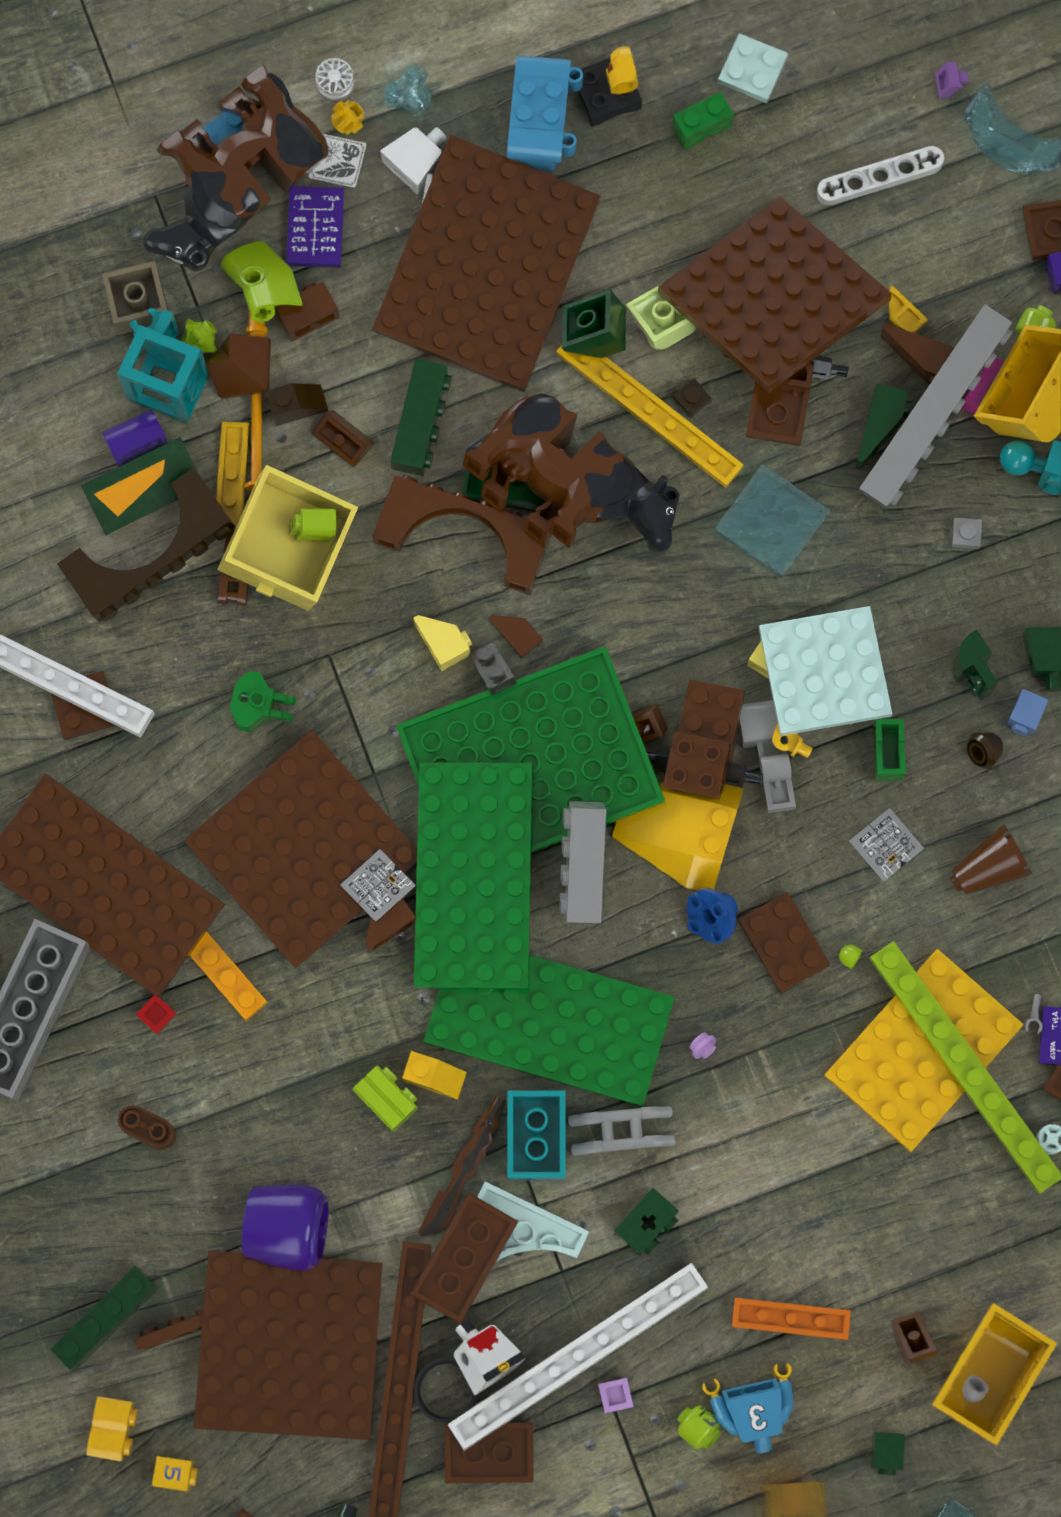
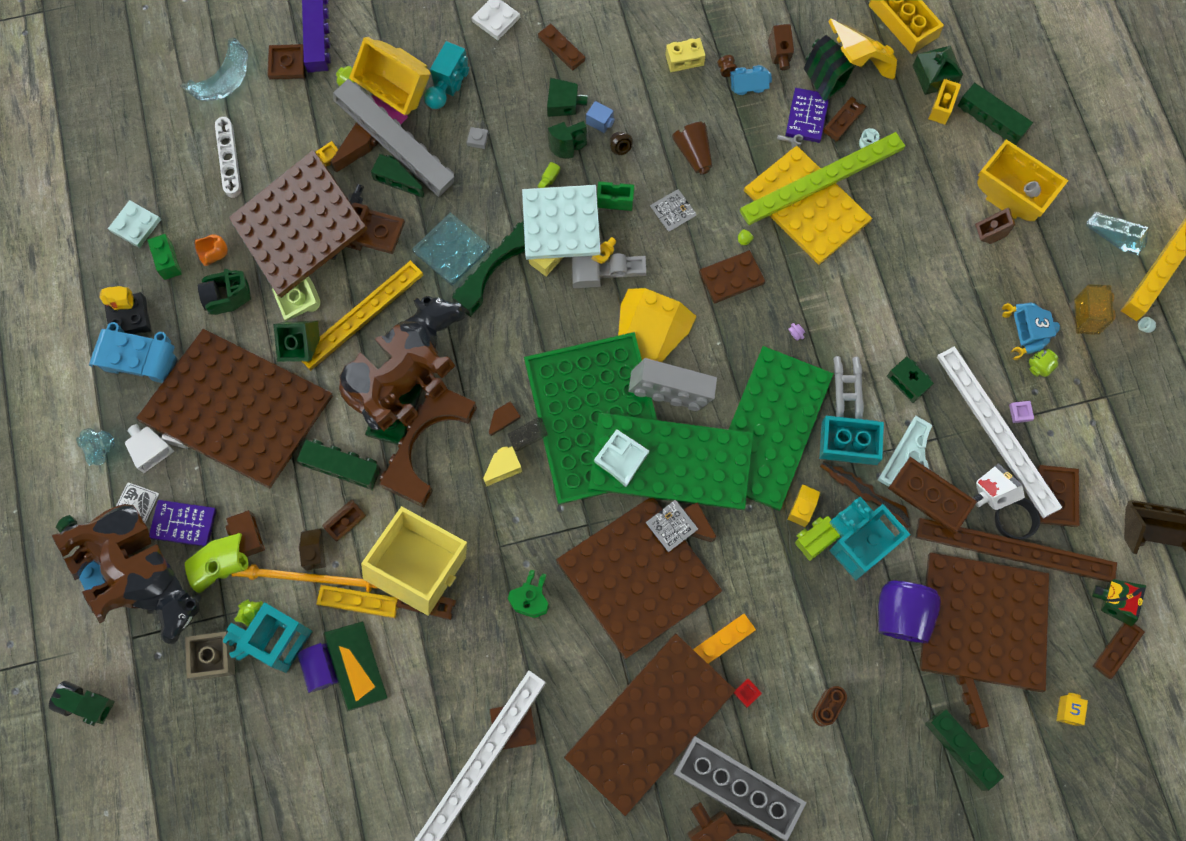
camera: 85 degrees left, 5 degrees down
(60, 141) = (70, 699): none -> dark green piece
(111, 1428) = (1039, 752): yellow brick -> none
(200, 524) = (429, 698): dark brown arch -> none
(241, 366) = (278, 583): reddish brown slope -> none
(296, 78) = (65, 522): none -> dark green tile
(313, 524) = (407, 540): lime brick -> none
(334, 80) = (74, 498): white wheel -> none
(347, 117) = (105, 490): yellow gear -> none
(388, 1158) = (864, 537): none -> teal piece
(464, 799) = (621, 457): none -> light aqua plate
(650, 722) = (576, 338): reddish brown slope -> none
(661, 230) = (237, 291): none -> dark green piece
(692, 398) = (357, 288): dark brown plate -> none
(703, 561) = (472, 291): none -> dark green arch
(705, 743) = (599, 305): reddish brown piece -> none
(711, 915) = (713, 314): blue plate -> none
(723, 182) = (210, 249): none -> orange hair
(791, 1318) = (974, 301): orange plate -> none
(887, 1452) = (1059, 254): dark green brick -> none
(911, 648) = (549, 175): none -> lime bar
(950, 80) = (172, 107): medium lavender tile -> none

